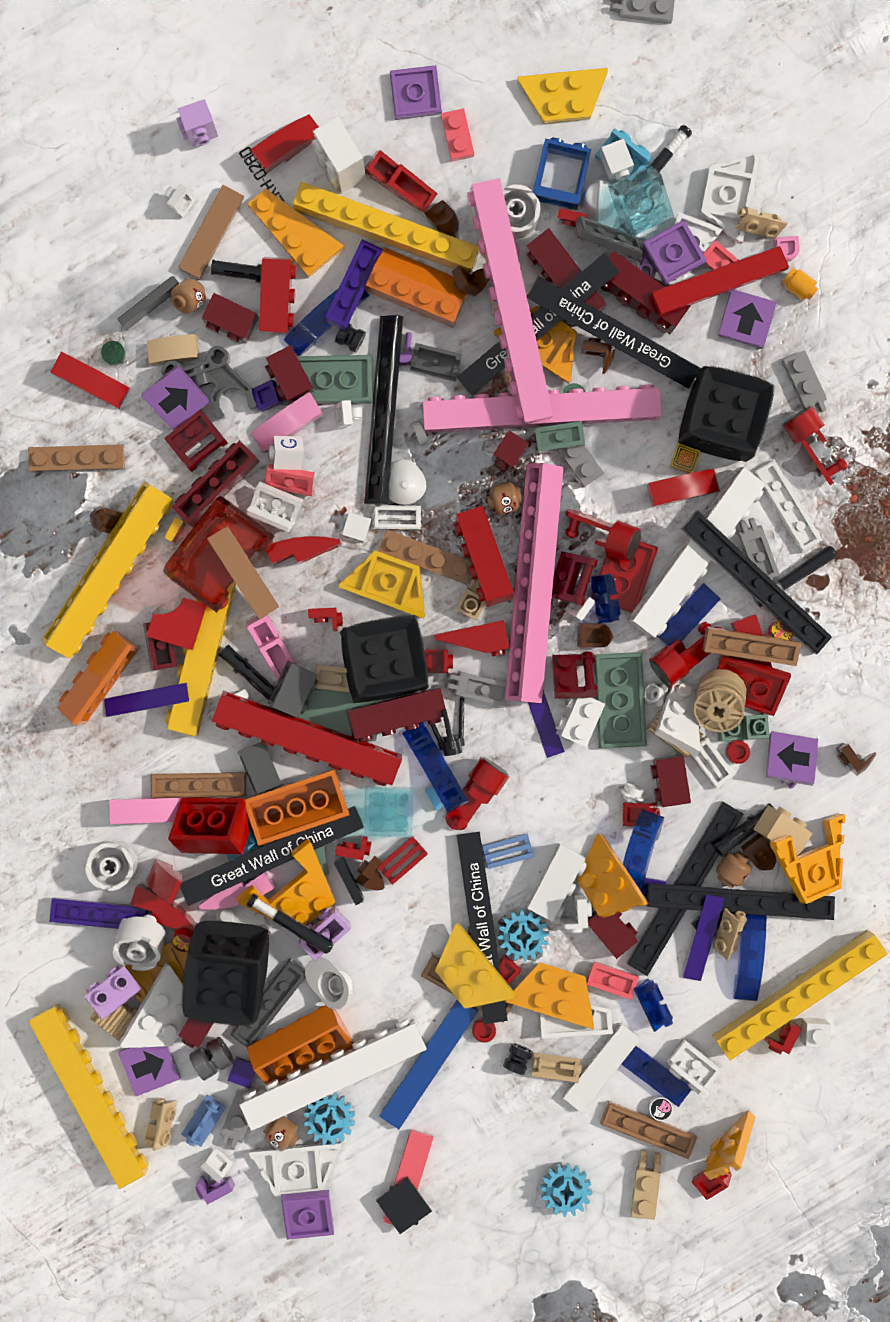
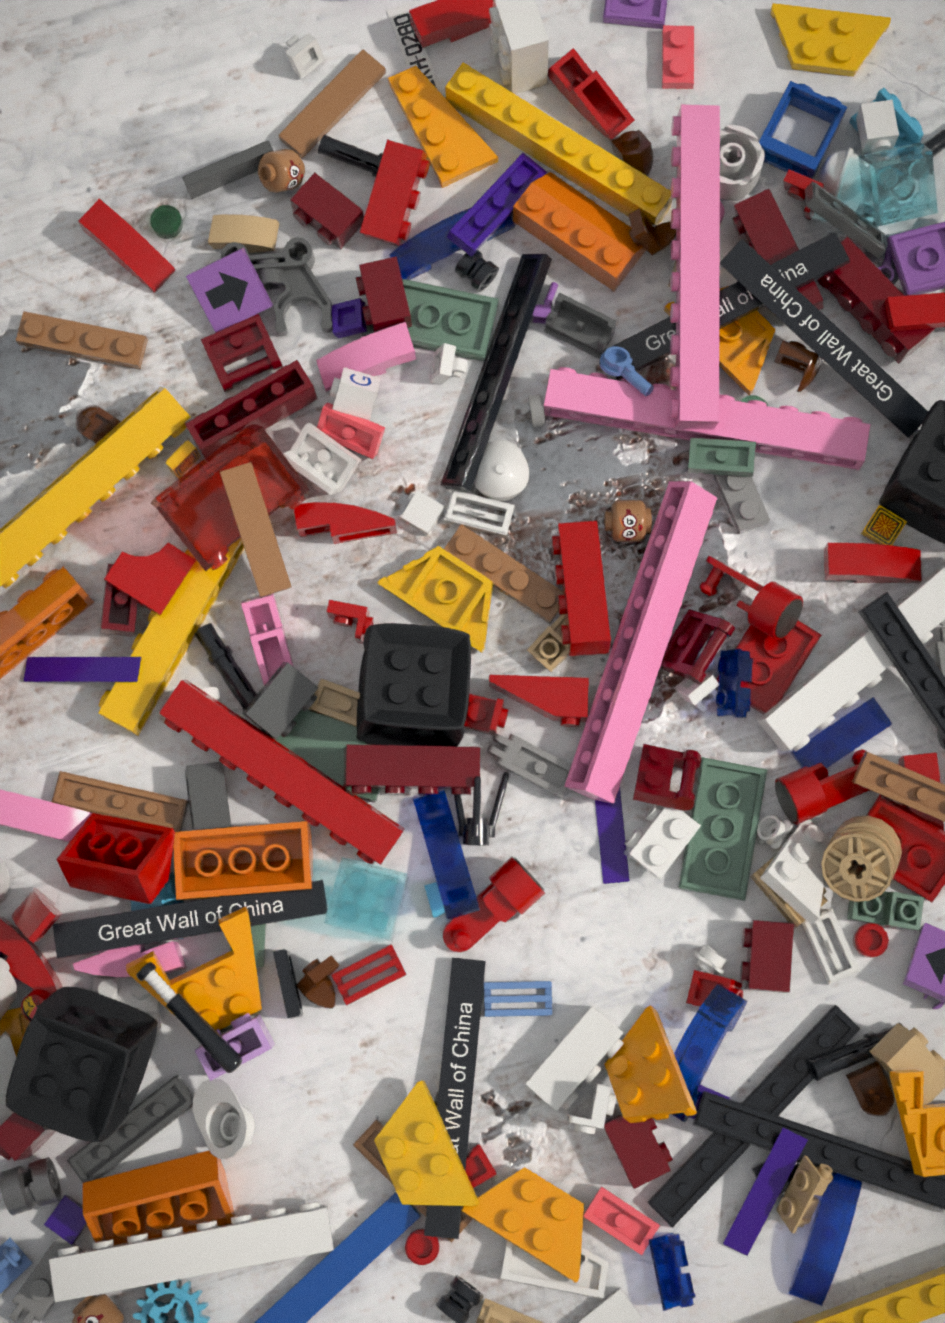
camera: 20 degrees right, 10 degrees down
(349, 849) = (300, 941): red bracket -> none
(469, 385) = (617, 362): none -> medium blue plate
(509, 452) = (649, 460): dark red brick -> none
(511, 935) = (494, 1119): medium azure gear -> none
(594, 635) = (707, 730): reddish brown plate -> none
(733, 869) = (829, 1103): medium nougat head -> none

